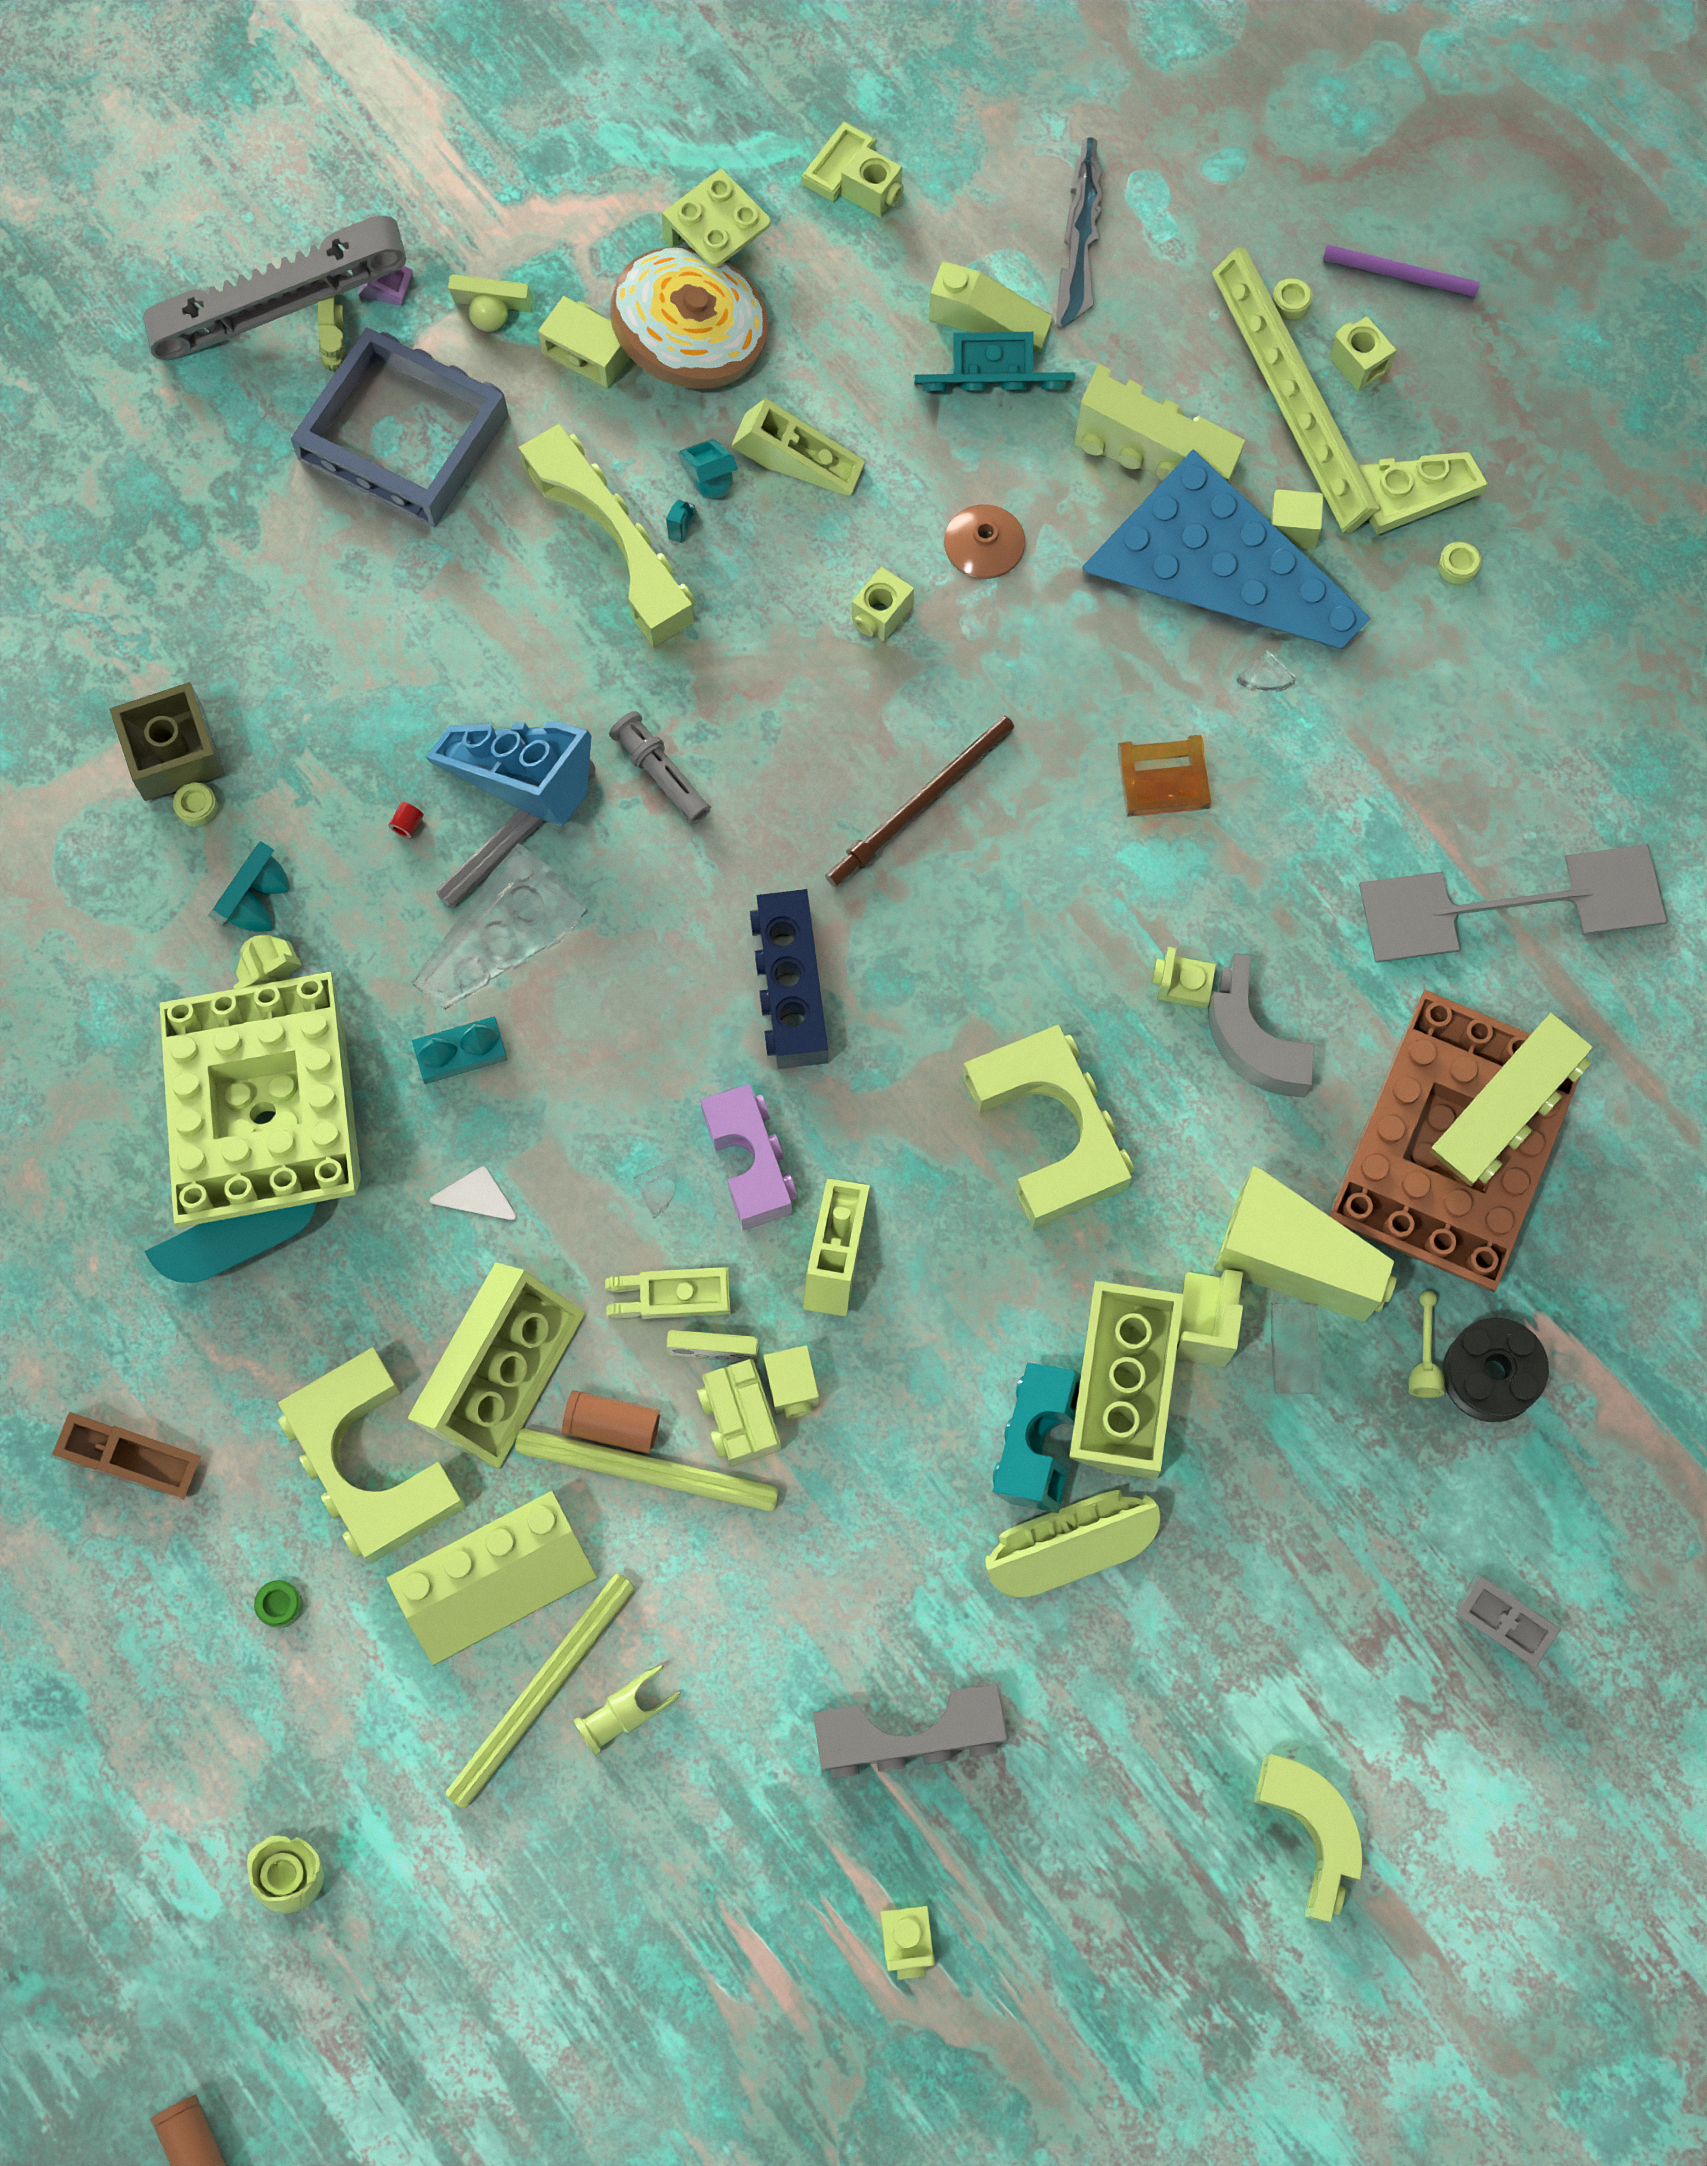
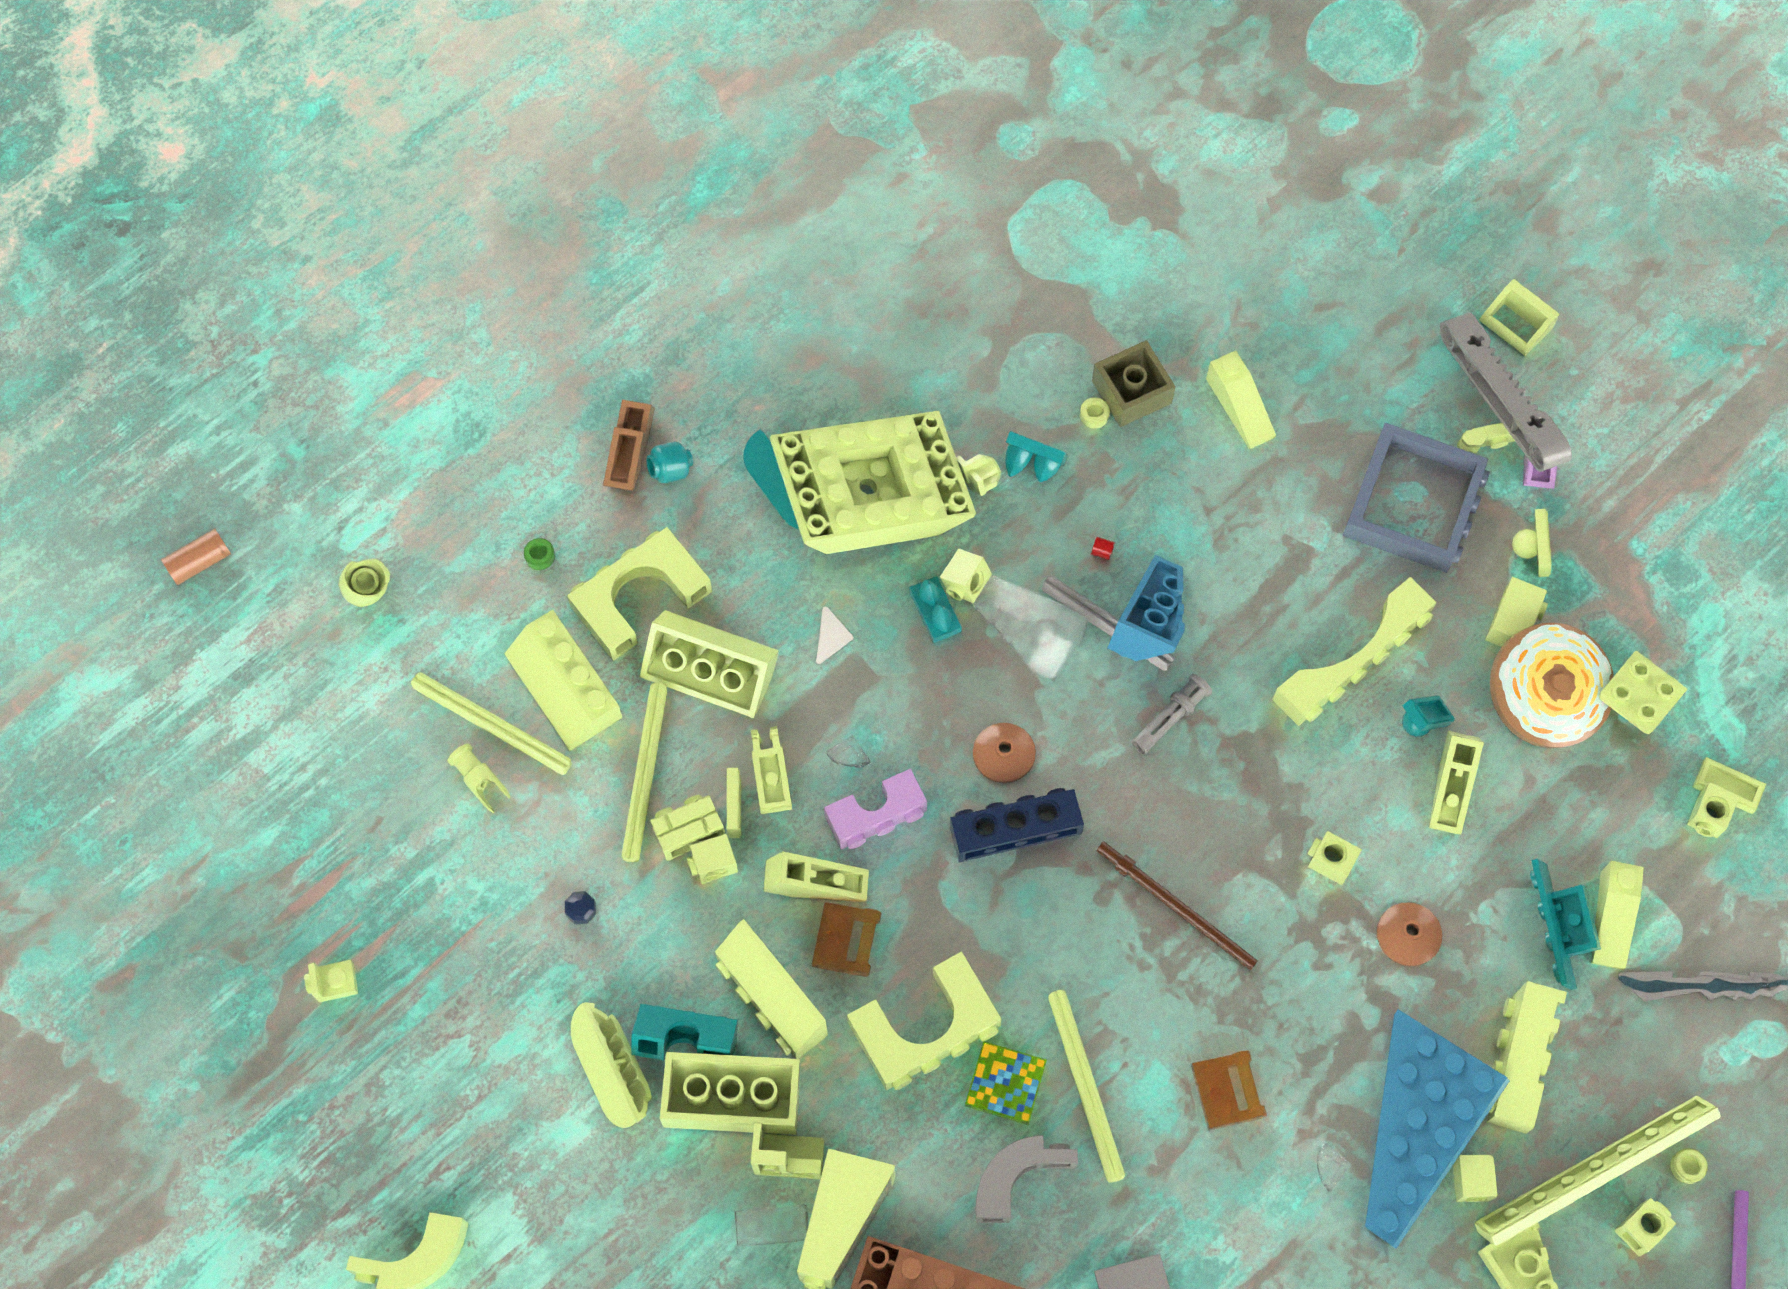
camera: 85 degrees right, 5 degrees down
(150, 244) = (1529, 308): none -> yellowish green tile
(166, 1396) = (669, 462): none -> teal head
(213, 613) = (1240, 399): none -> yellowish green slope
(421, 999) = (965, 576): none -> yellowish green brick
(611, 1421) = (674, 742): nougat pin -> none
(680, 520) = (1380, 702): teal tile -> none
(681, 1005) = (1004, 766): none -> nougat dish
(837, 1574) = (580, 907): none -> dark blue tile
(917, 1230) = (835, 939): none -> clear orange plate
(969, 1722) = (480, 1005): light grey arch -> none
(991, 1315) = (770, 991): none -> yellowish green slope
(1132, 1037) = (1005, 1083): none -> tile
(1143, 940) = (1086, 1086): none -> yellowish green axle
(1183, 980) = (1057, 1117): yellowish green bracket -> none

